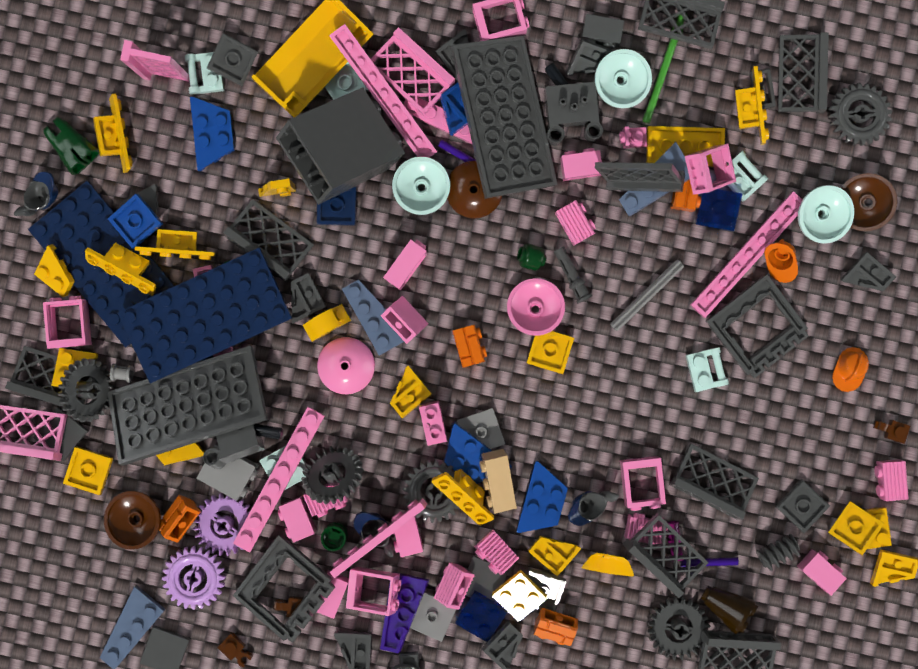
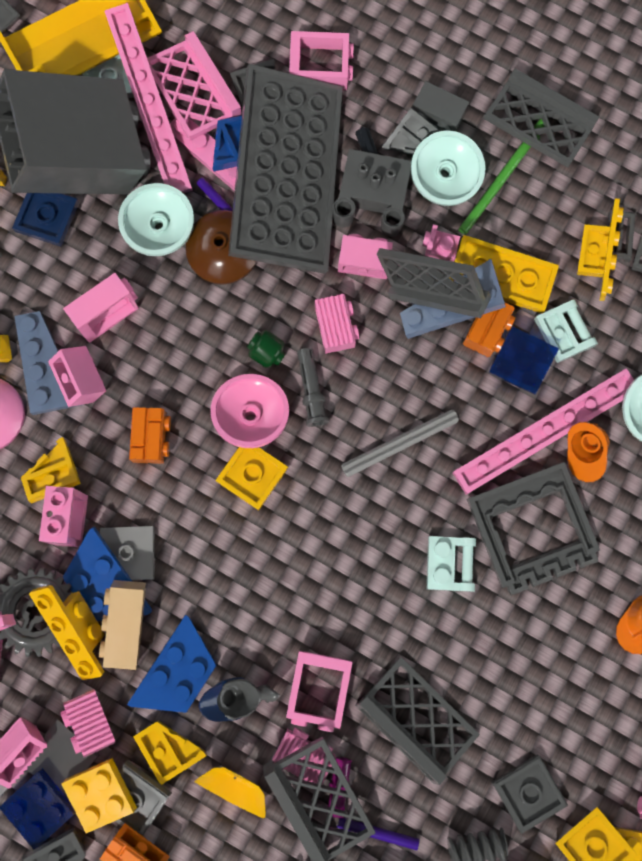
camera: 20 degrees right, 10 degrees down
(699, 169) = (509, 301): bright pink window -> none

